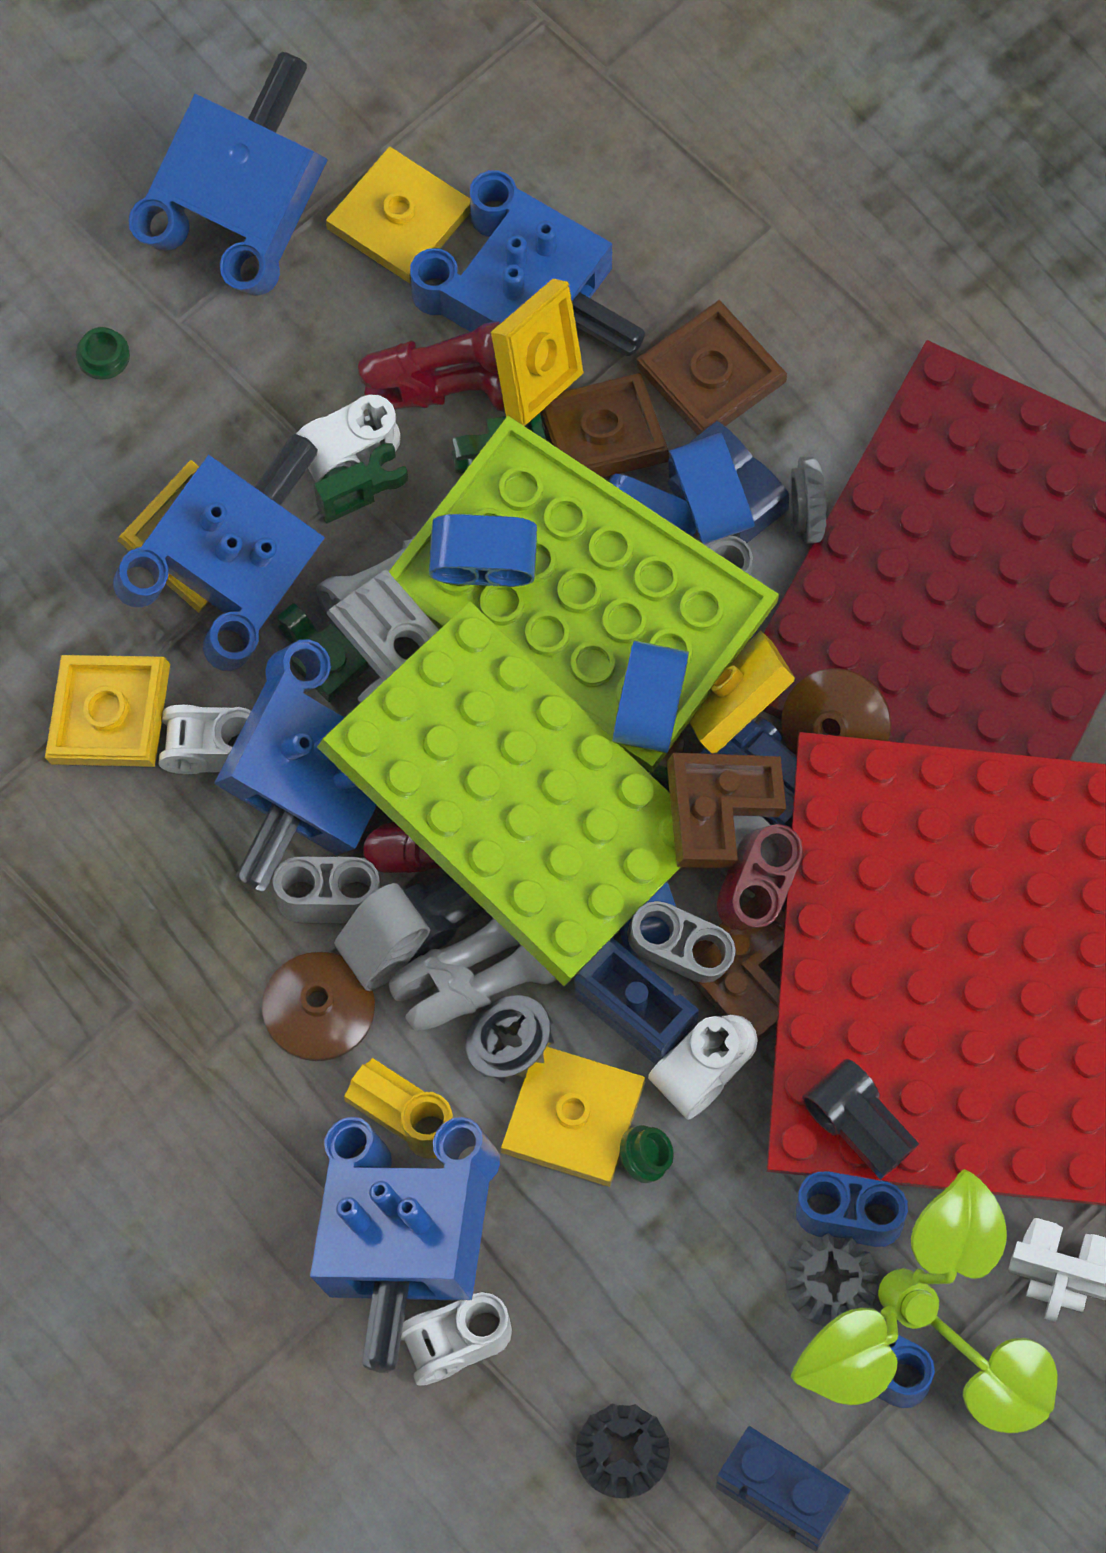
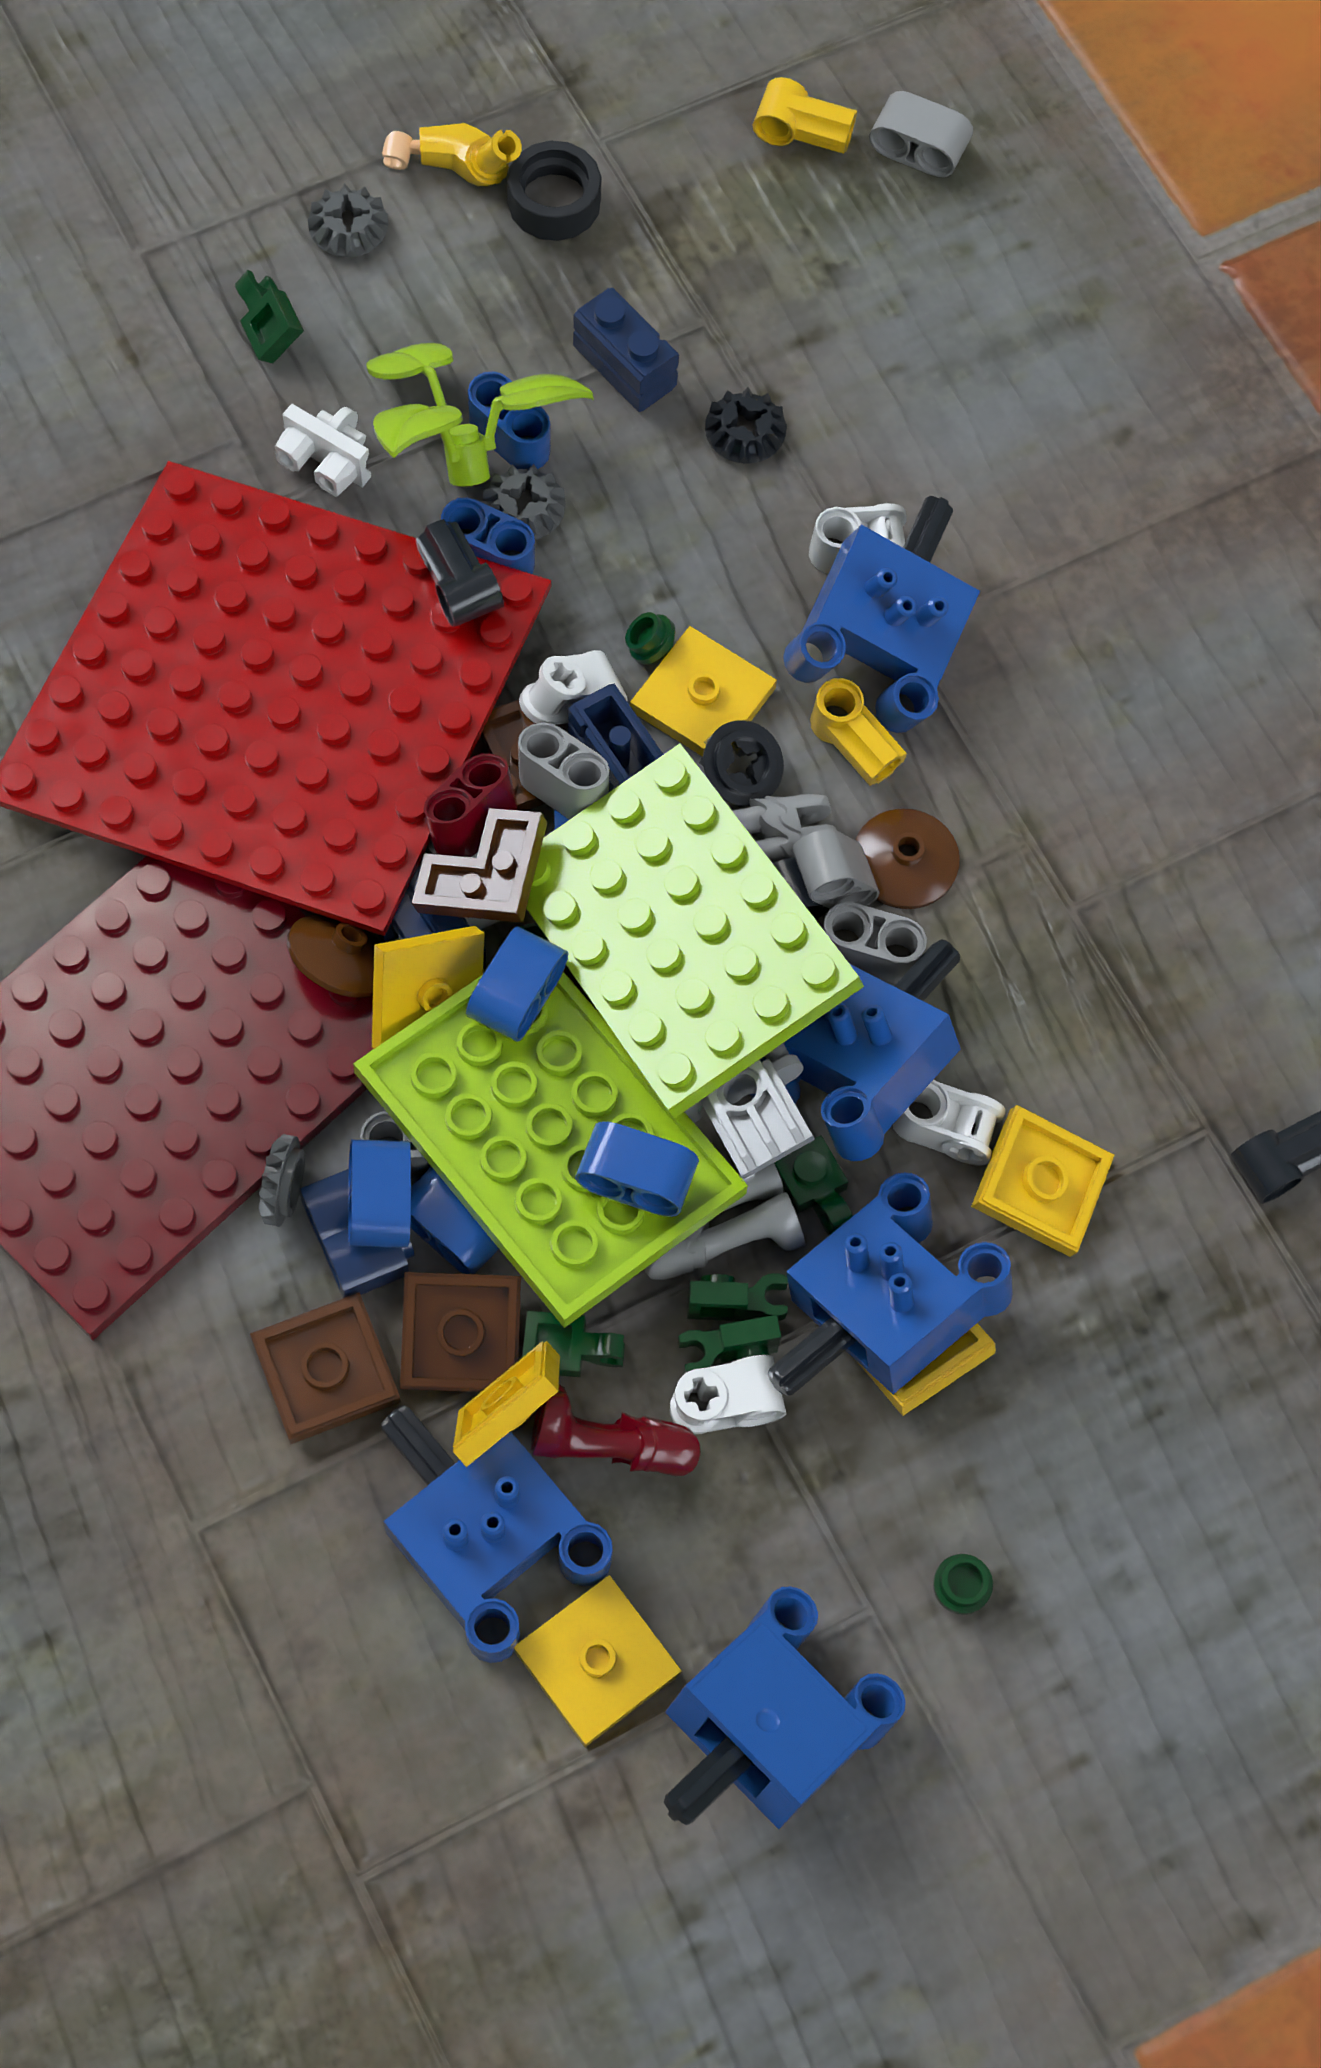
camera: 170 degrees left, 0 degrees up
(370, 519) = (724, 1299): none -> dark green plate

